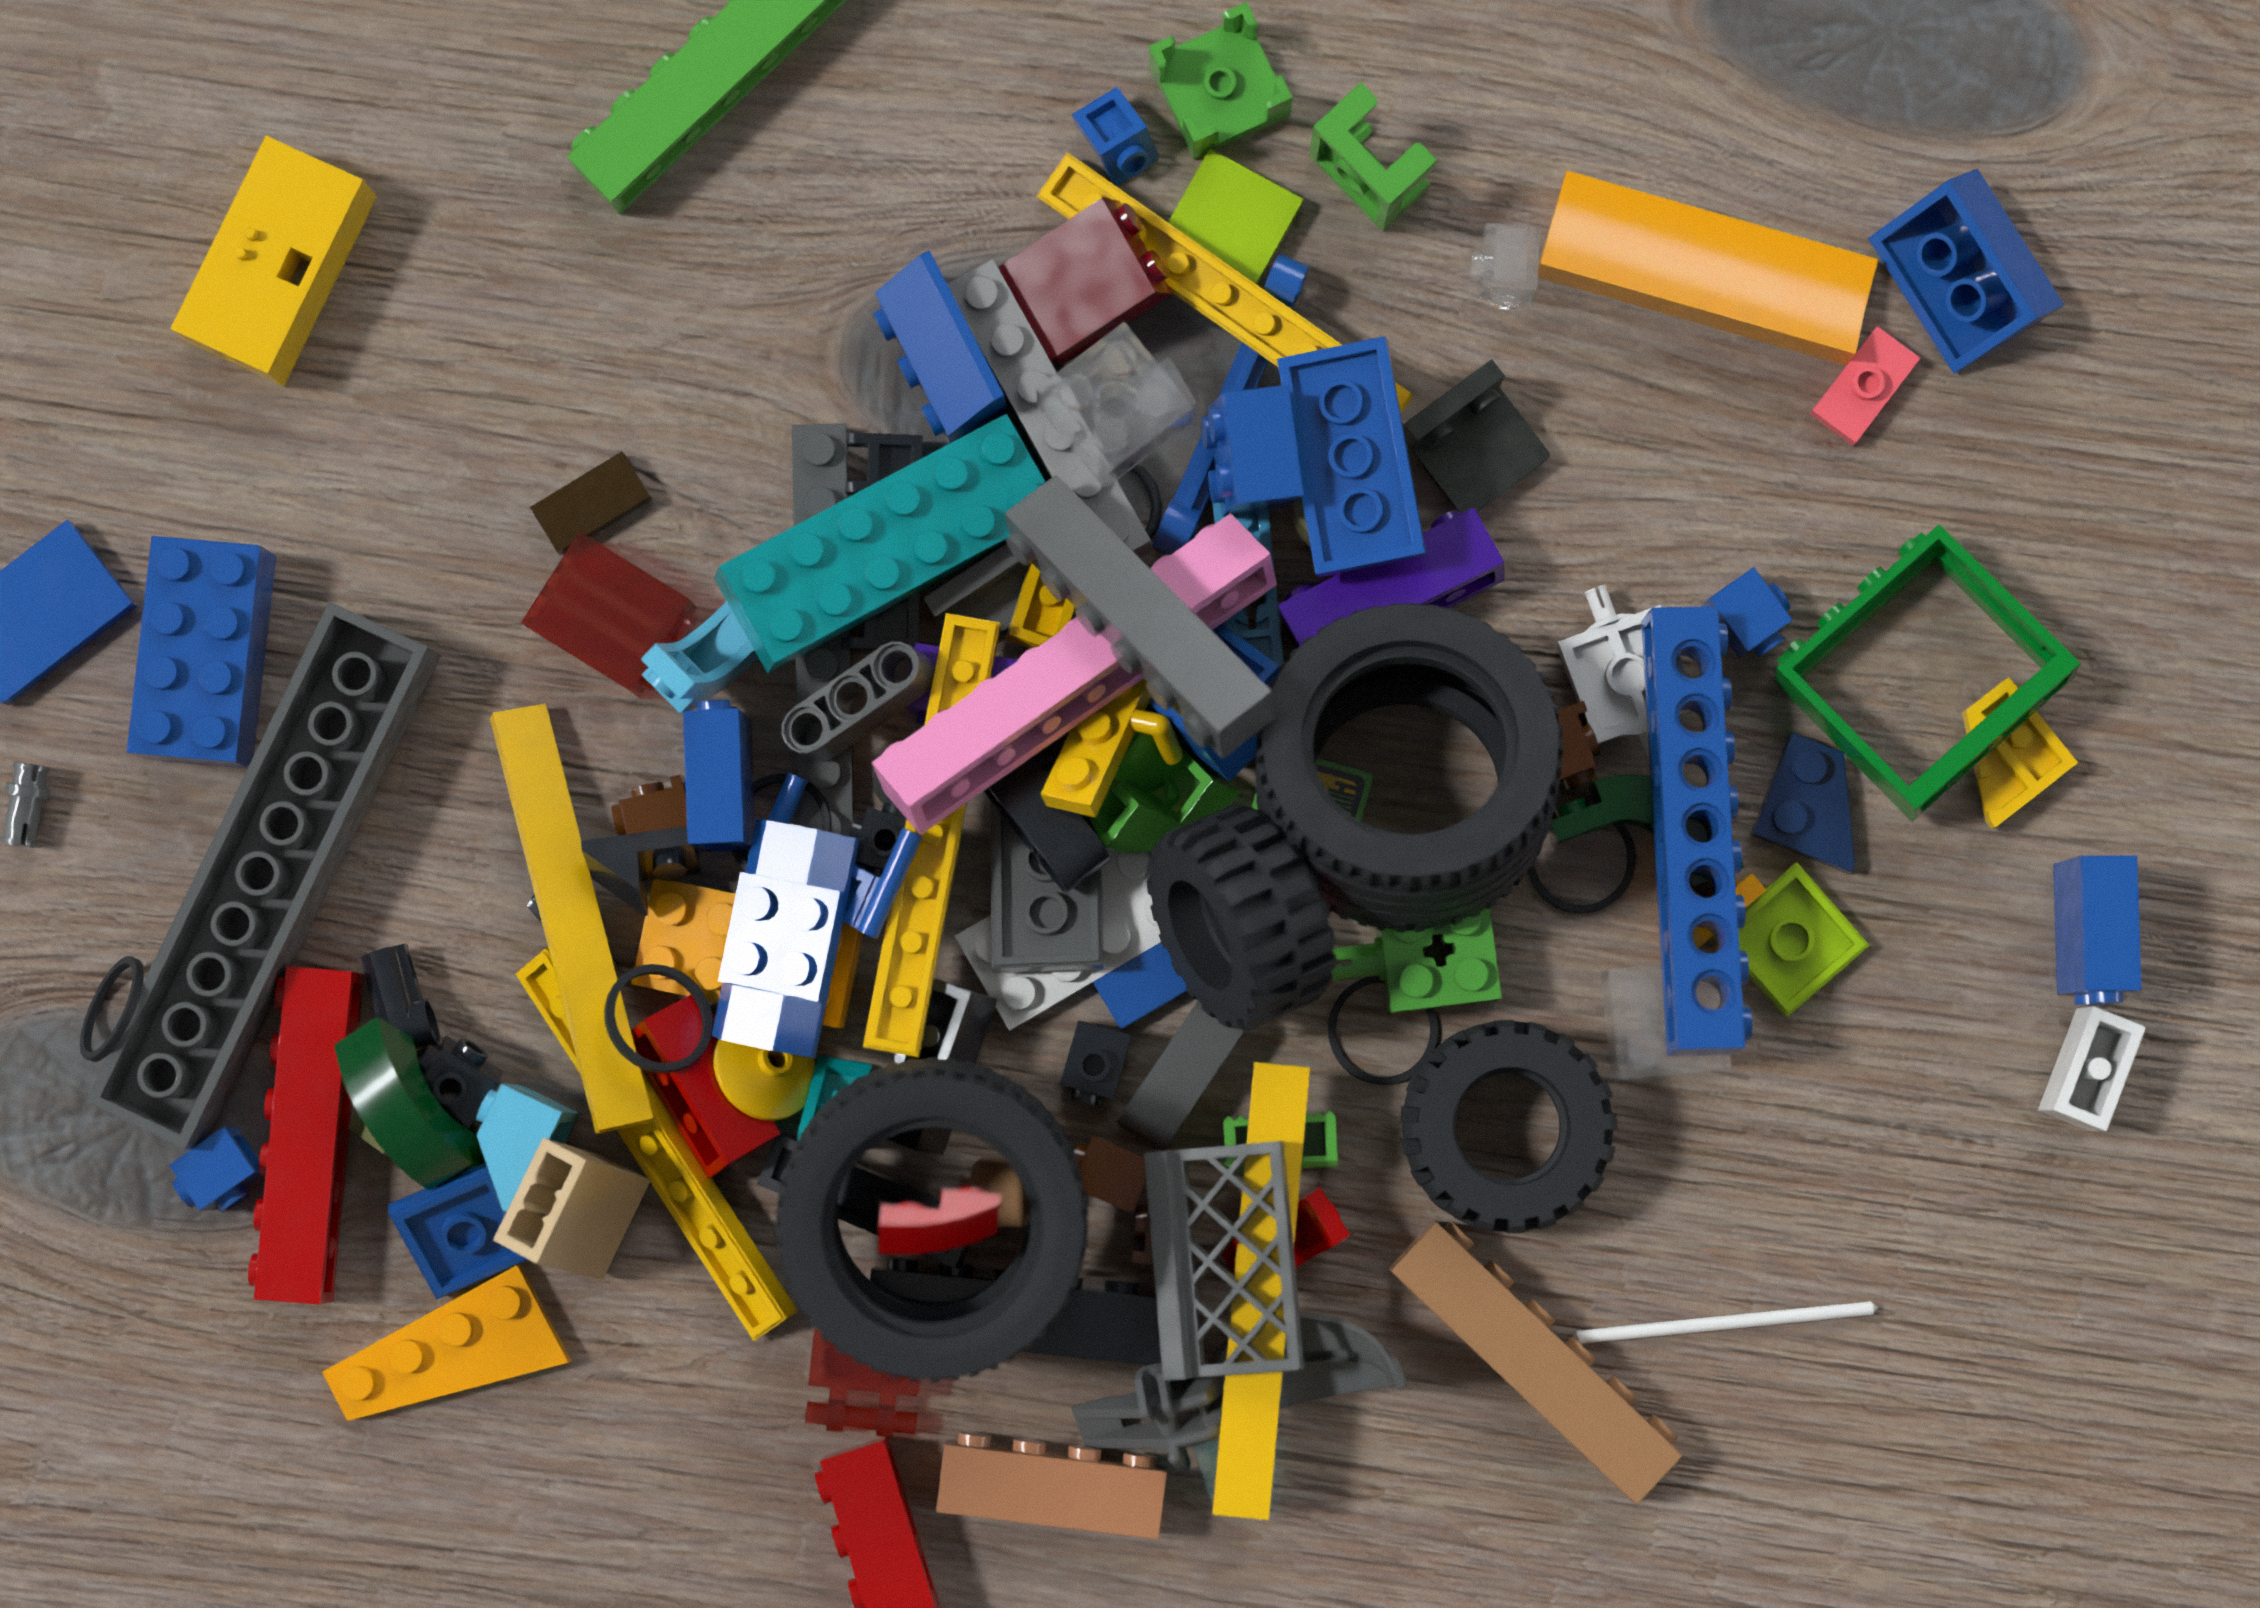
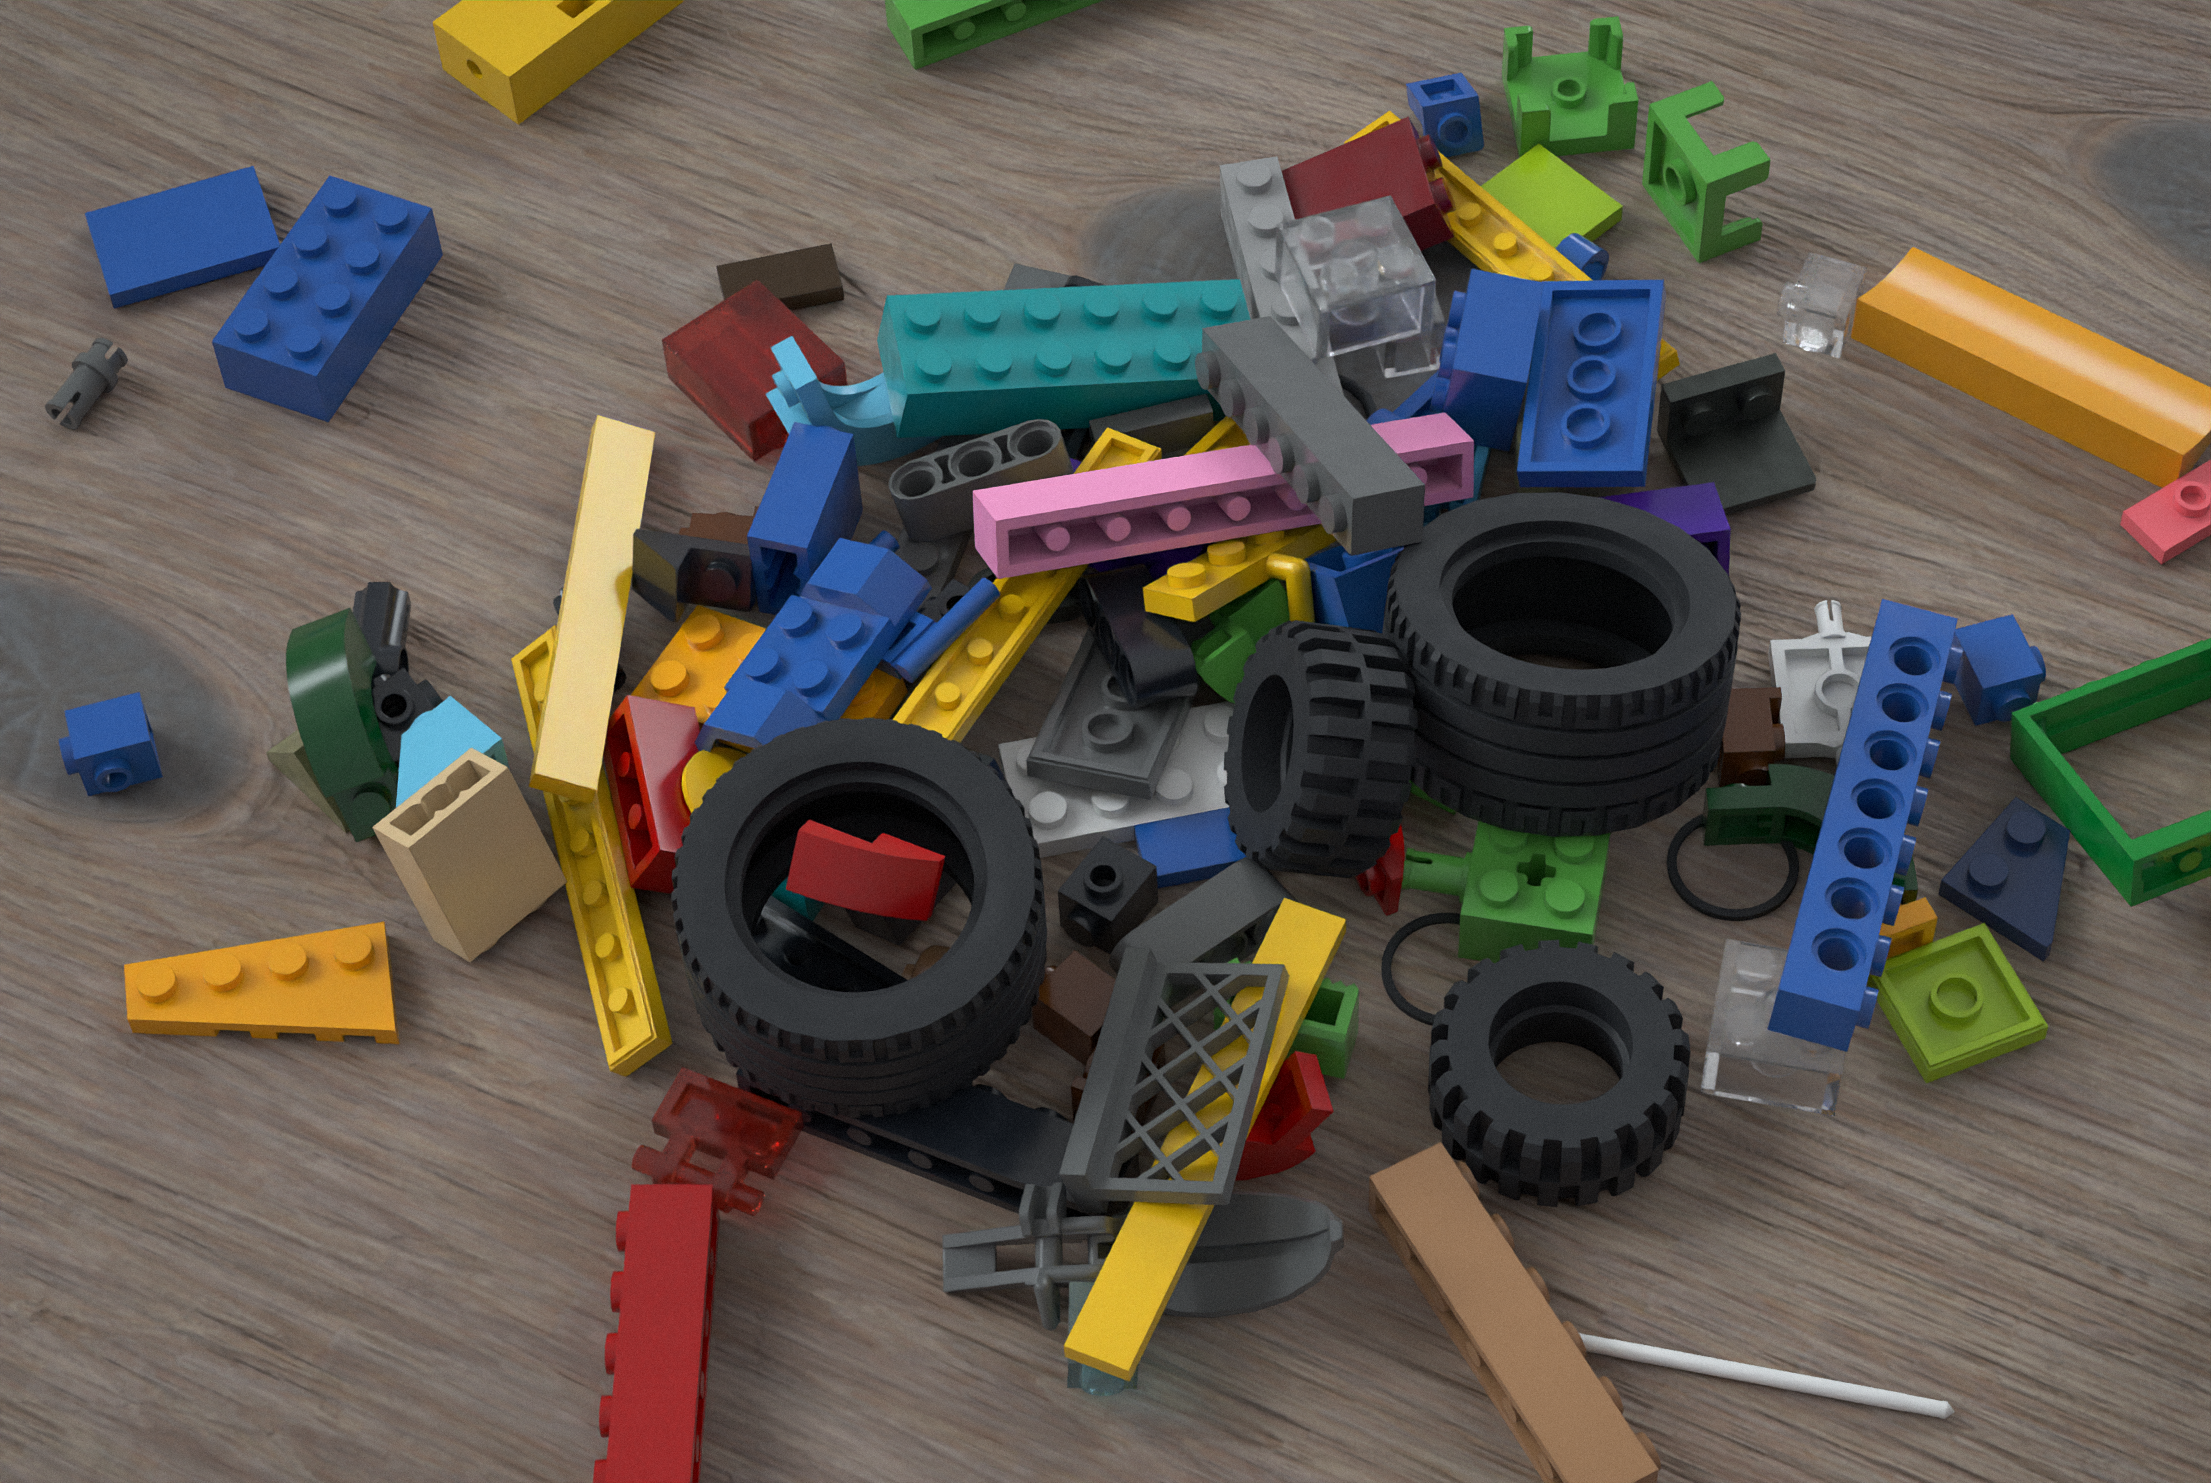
camera: 15 degrees right, 30 degrees down
(120, 1028) = (79, 562): black piece -> none
(264, 877) = (291, 493): dark grey brick -> none
(307, 1138) = (210, 752): red brick -> none
(454, 1231) = (335, 867): blue tile -> none
(692, 988) = (620, 731): black piece -> none
(938, 350) = (1191, 208): blue slope -> none
(1050, 1487) = (887, 1307): nougat brick -> none

